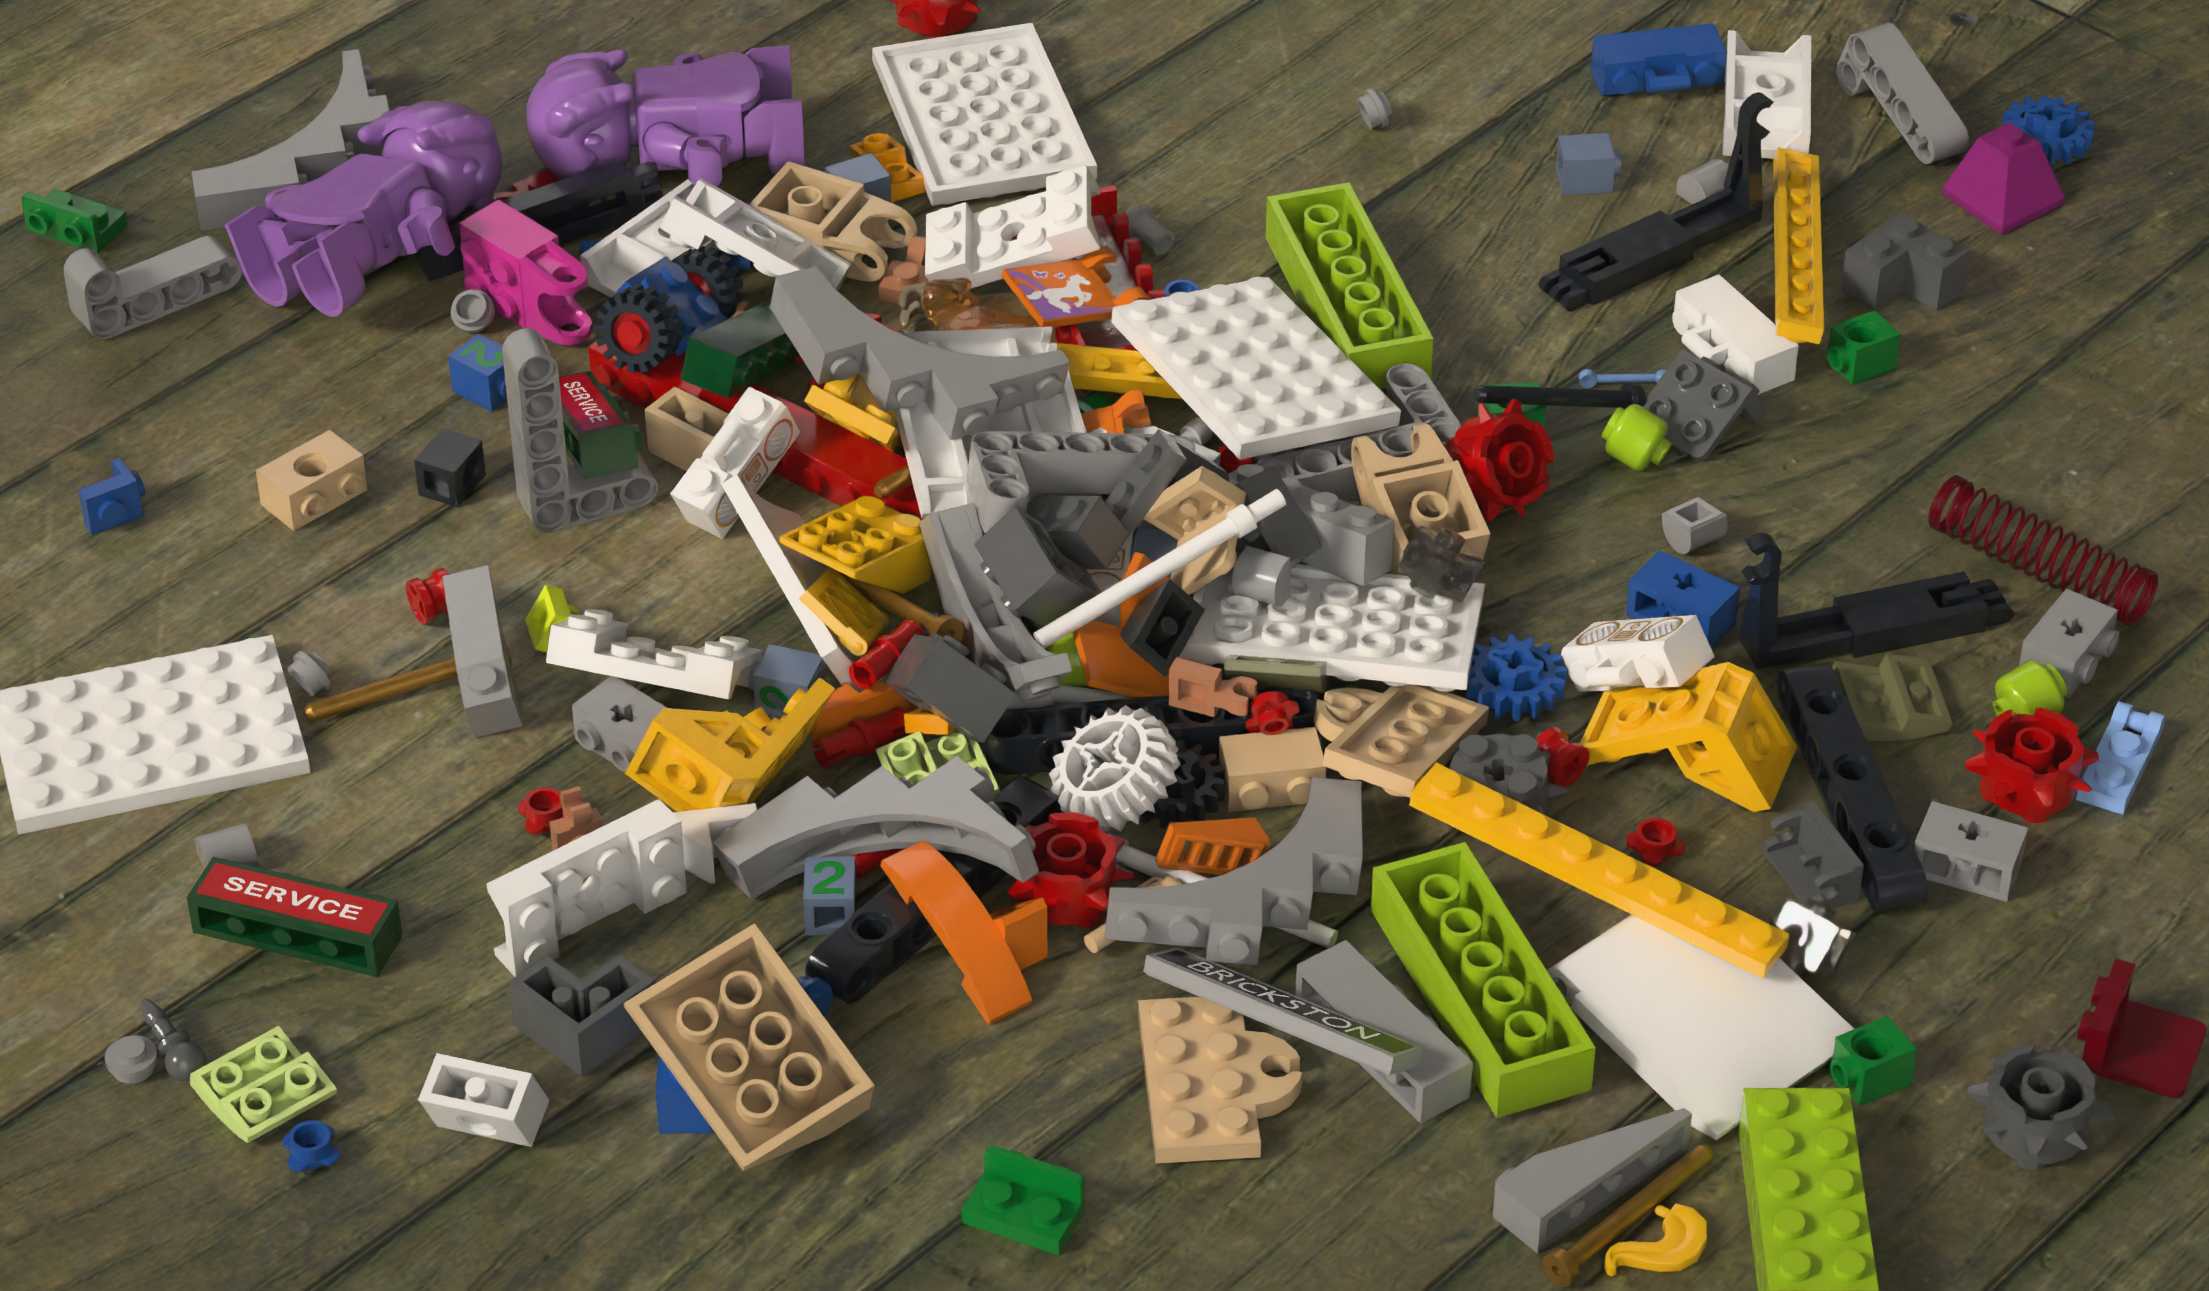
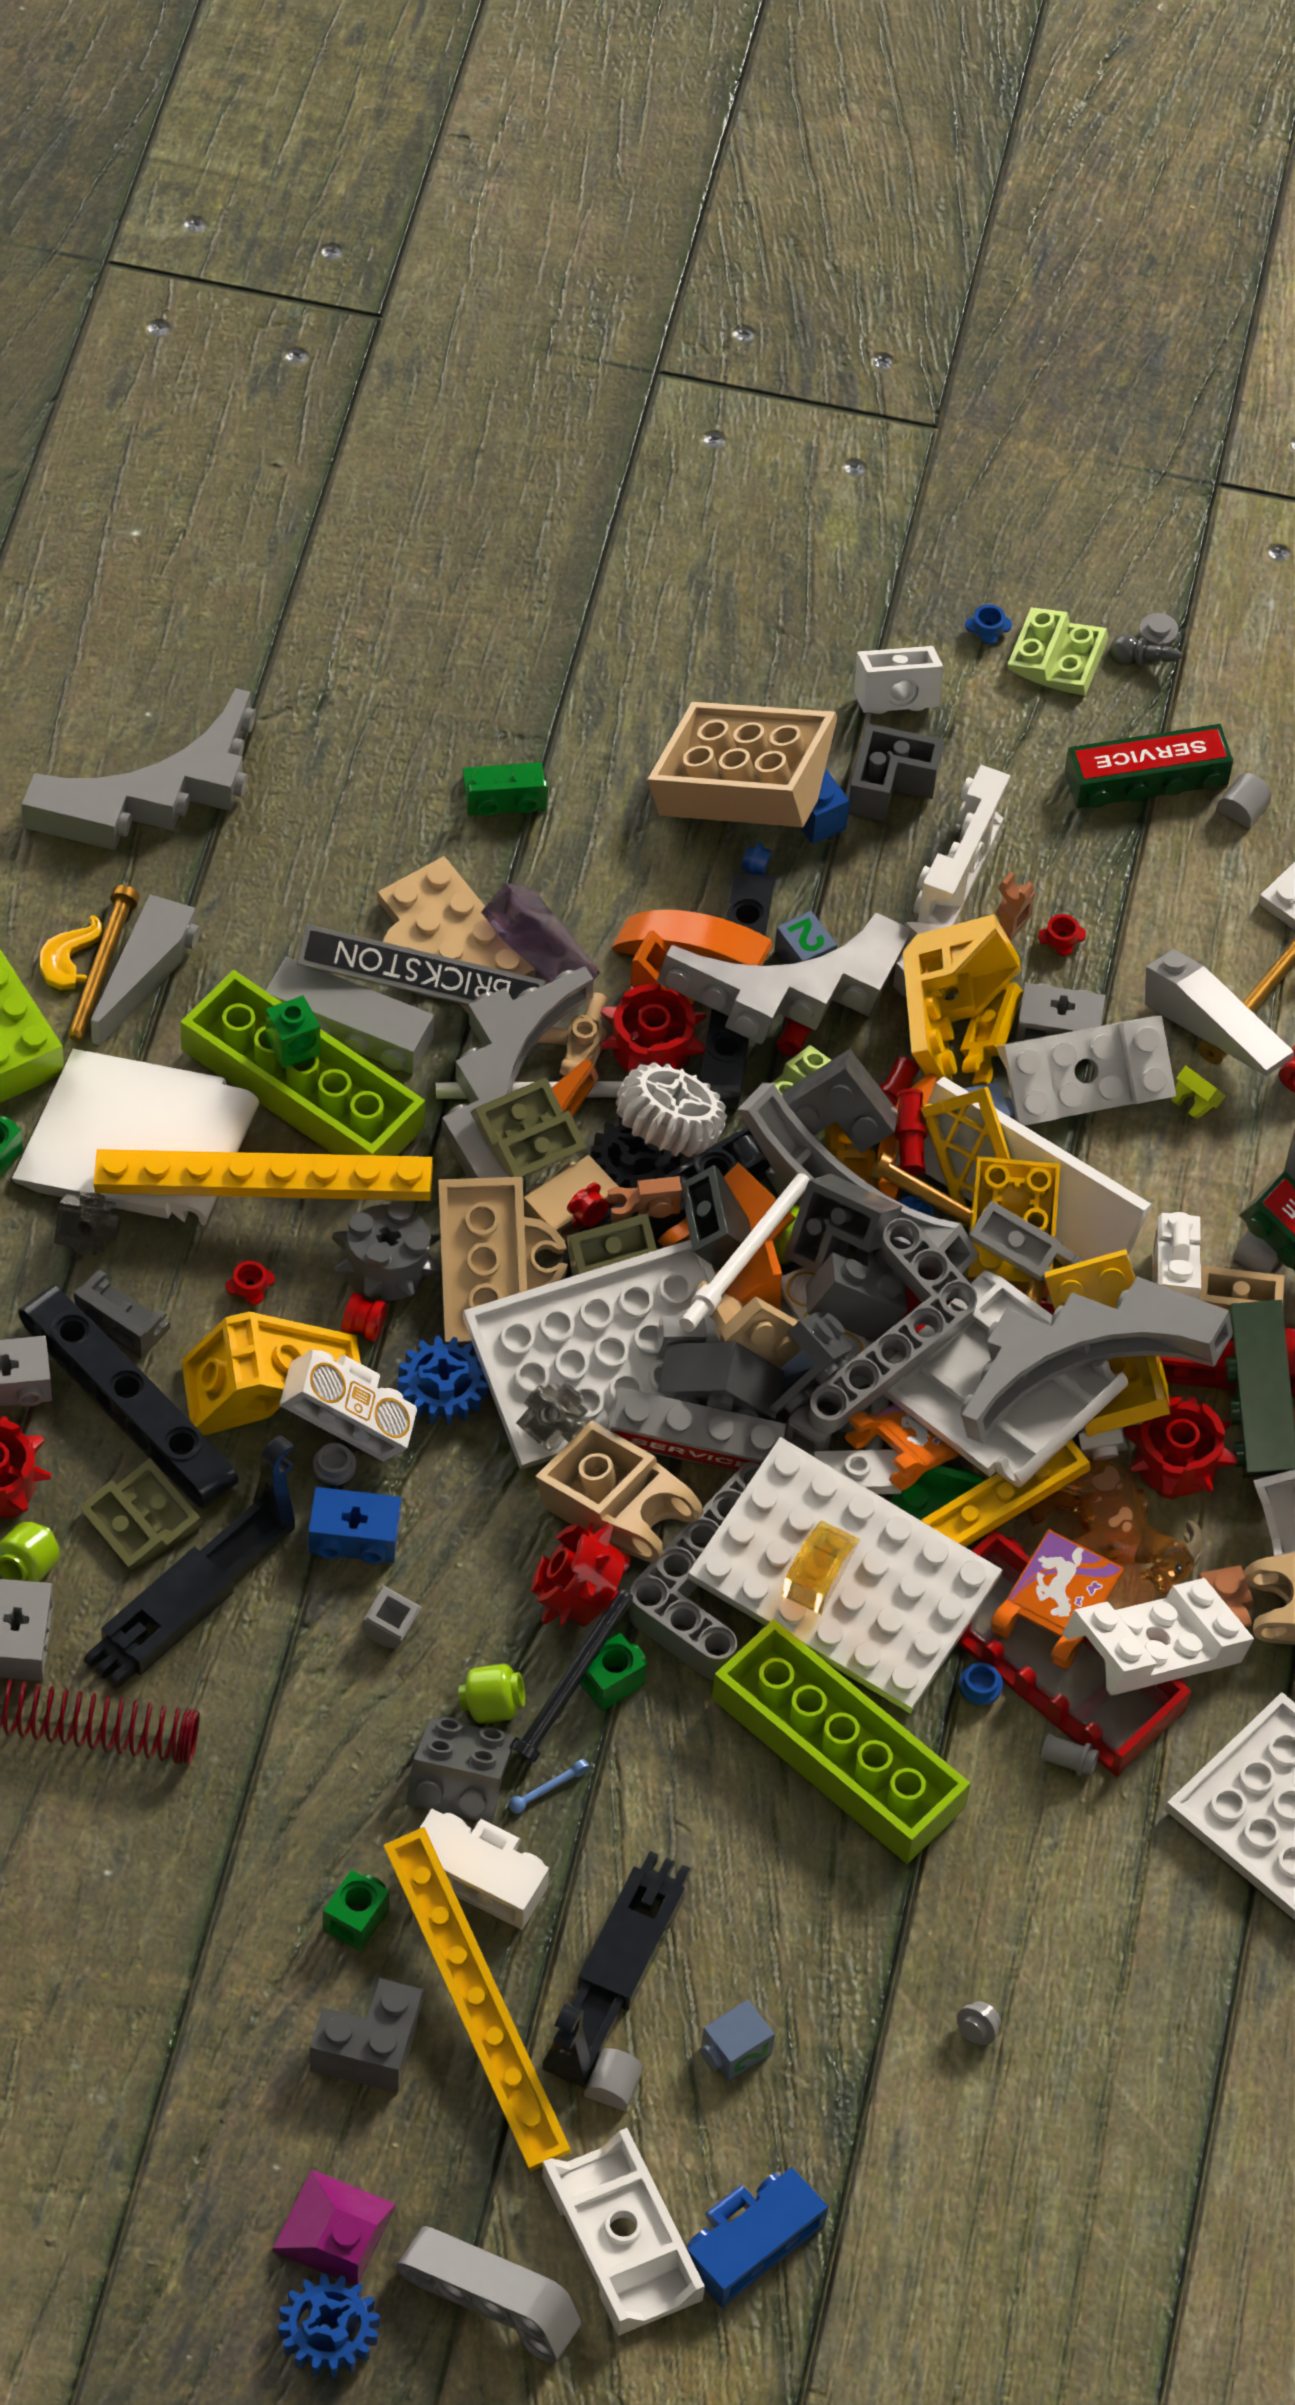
camera: 145 degrees right, 15 degrees up
(876, 493) = (1019, 1242): none -> light grey hinge
(1117, 1023) = (535, 932): none -> slope
(1282, 800) = (528, 1129): none -> olive slope
(1286, 336) = (819, 1566): none -> clear yellow slope
(1485, 951) = (292, 1031): none -> green brick

